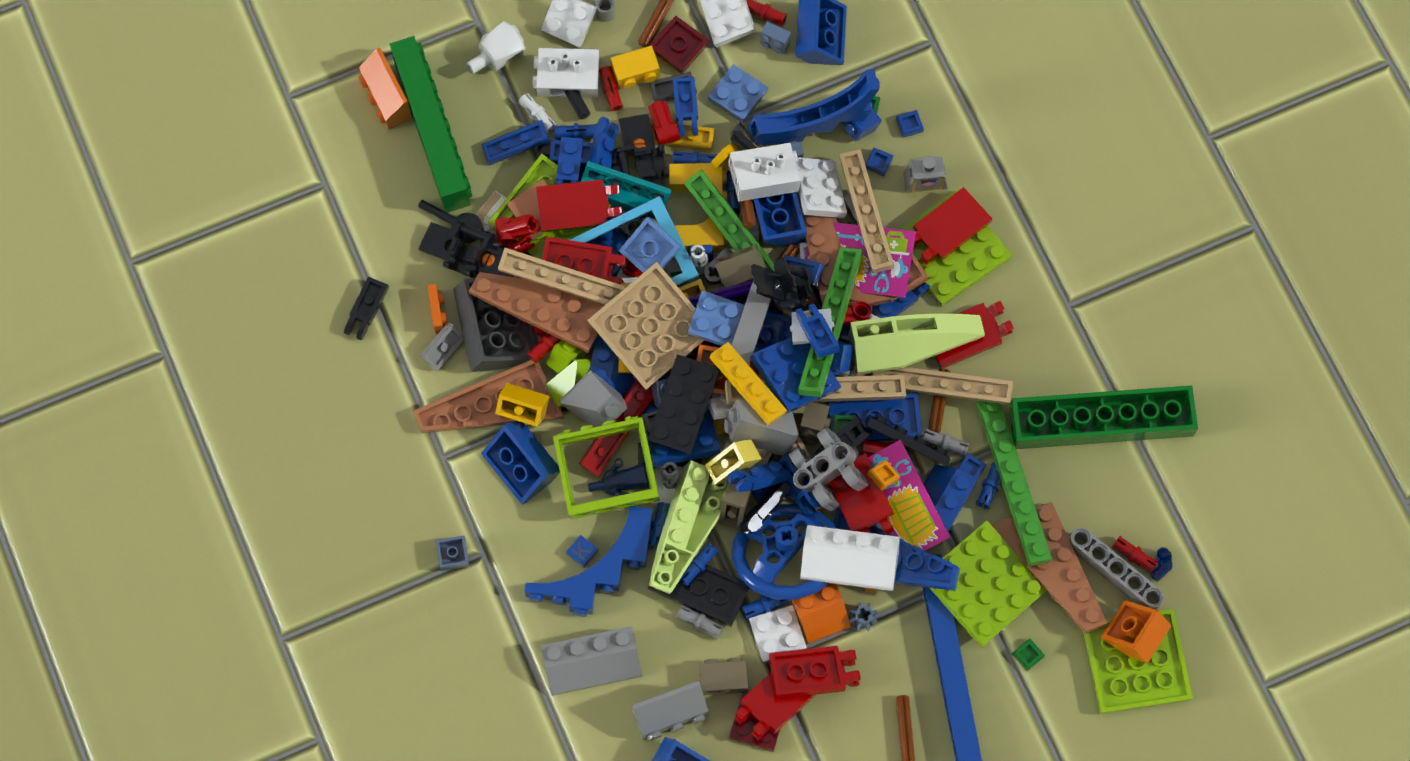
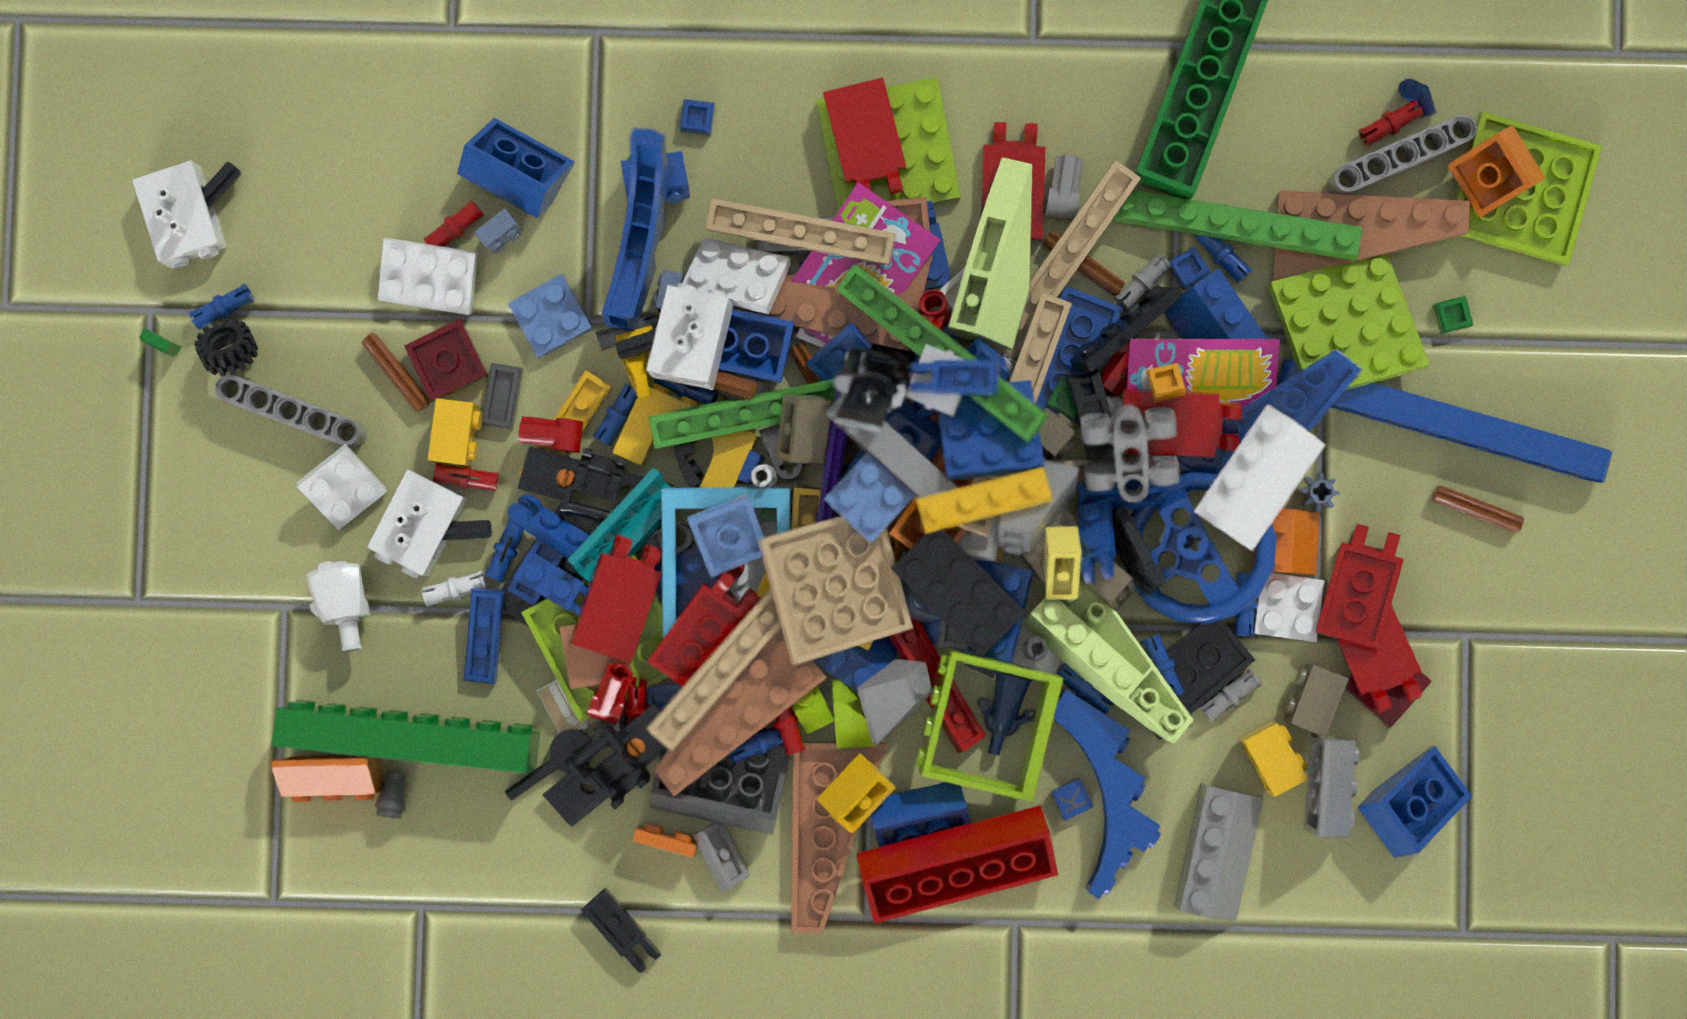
camera: 55 degrees left, 15 degrees up
(387, 134) = (392, 796): none -> dark grey cone
(452, 553) = (1001, 963): sand blue piece -> none
(505, 490) = (957, 864): none -> red brick
(526, 335) = (756, 744): none -> blue pin
(671, 665) = (1274, 758): none -> yellow brick
(685, 103) = (536, 391): blue hinge -> none
(689, 208) = (690, 470): none -> black slope
(879, 161) = (730, 181): blue tile -> none
(925, 174) = (781, 132): light grey torso -> none
(982, 364) = (1063, 195): none -> light grey piece

